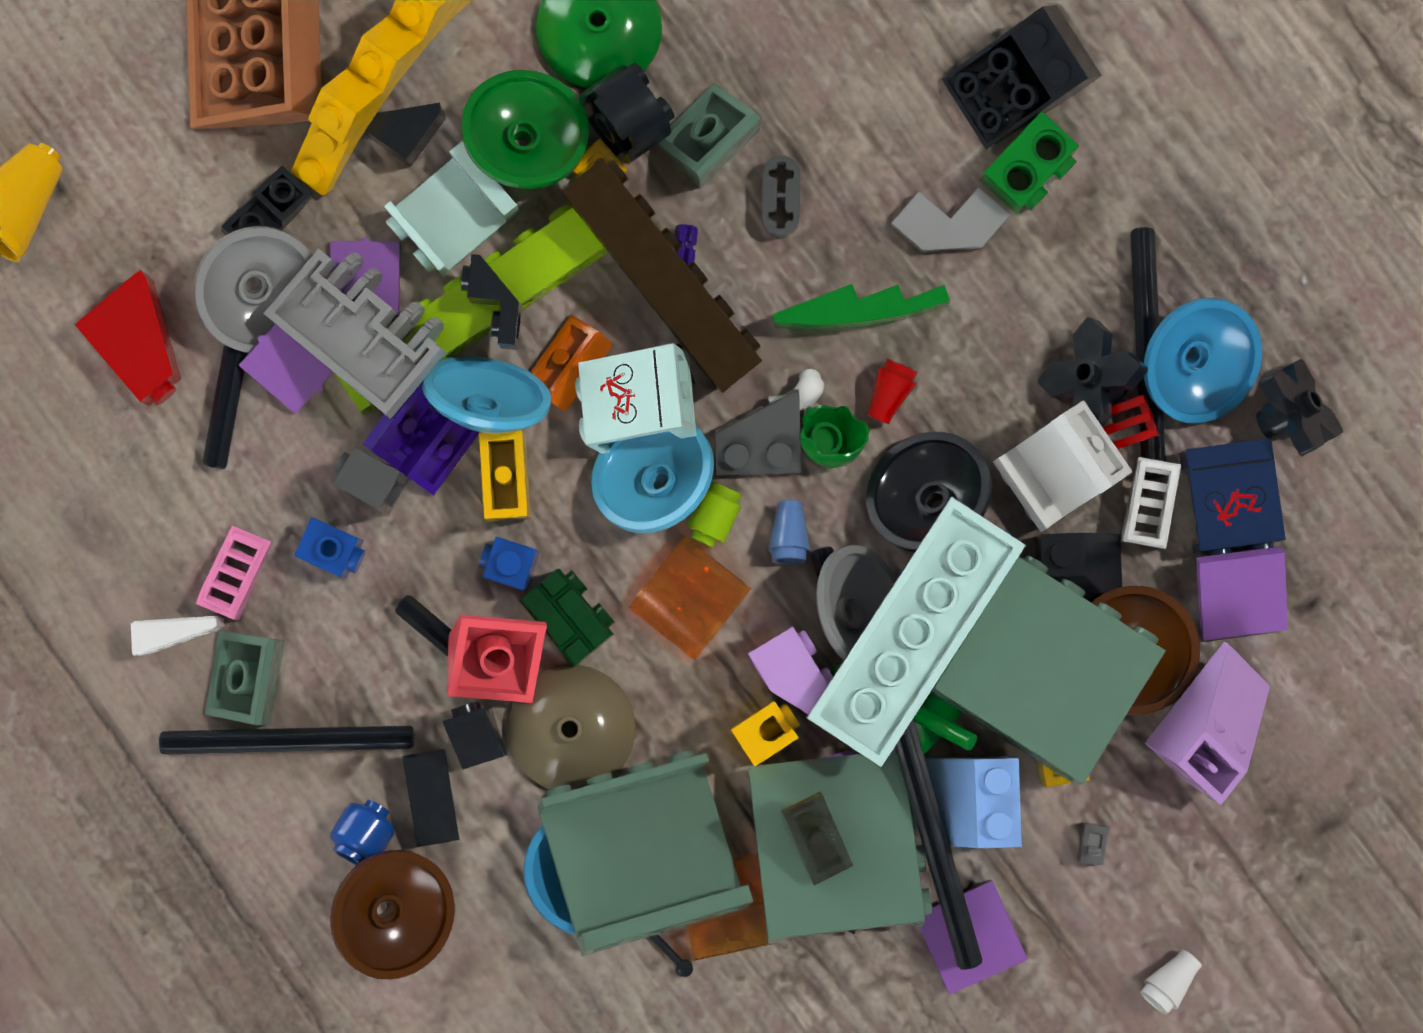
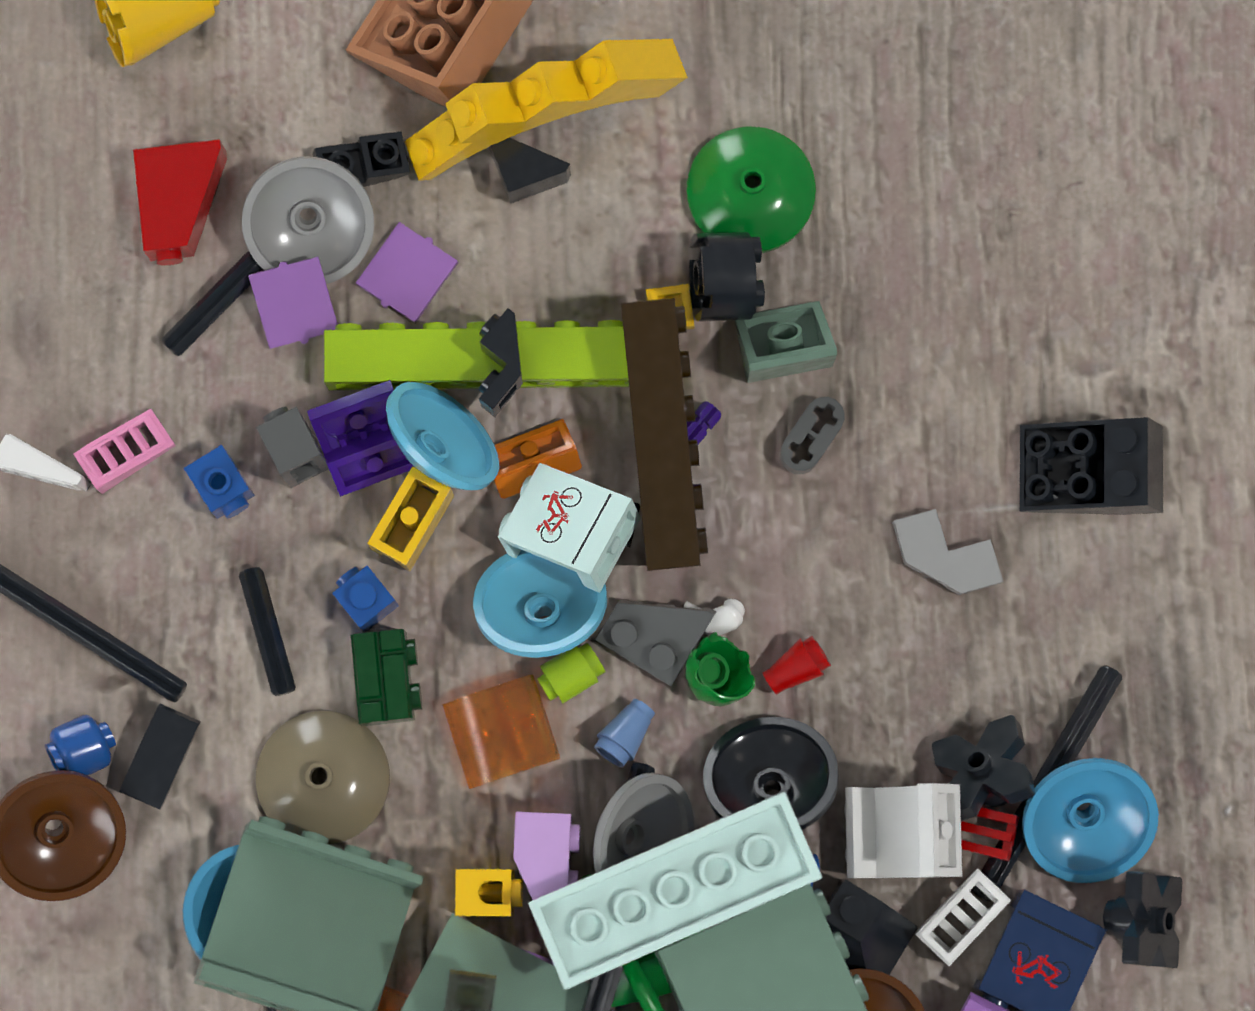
camera: 30 degrees right, 5 degrees down
(244, 678) = (72, 547): sand green slope -> none
(351, 330) = (361, 307): light grey hinge -> none
(451, 213) = (518, 264): light aqua panel -> none
(474, 735) = (233, 726): black slope -> none
(494, 658) = (295, 671): coral slope -> none
(529, 108) = (641, 216): green dish -> none
(844, 310) = (801, 569): green slope -> none
(1023, 158) = (1046, 539): green brick -> none

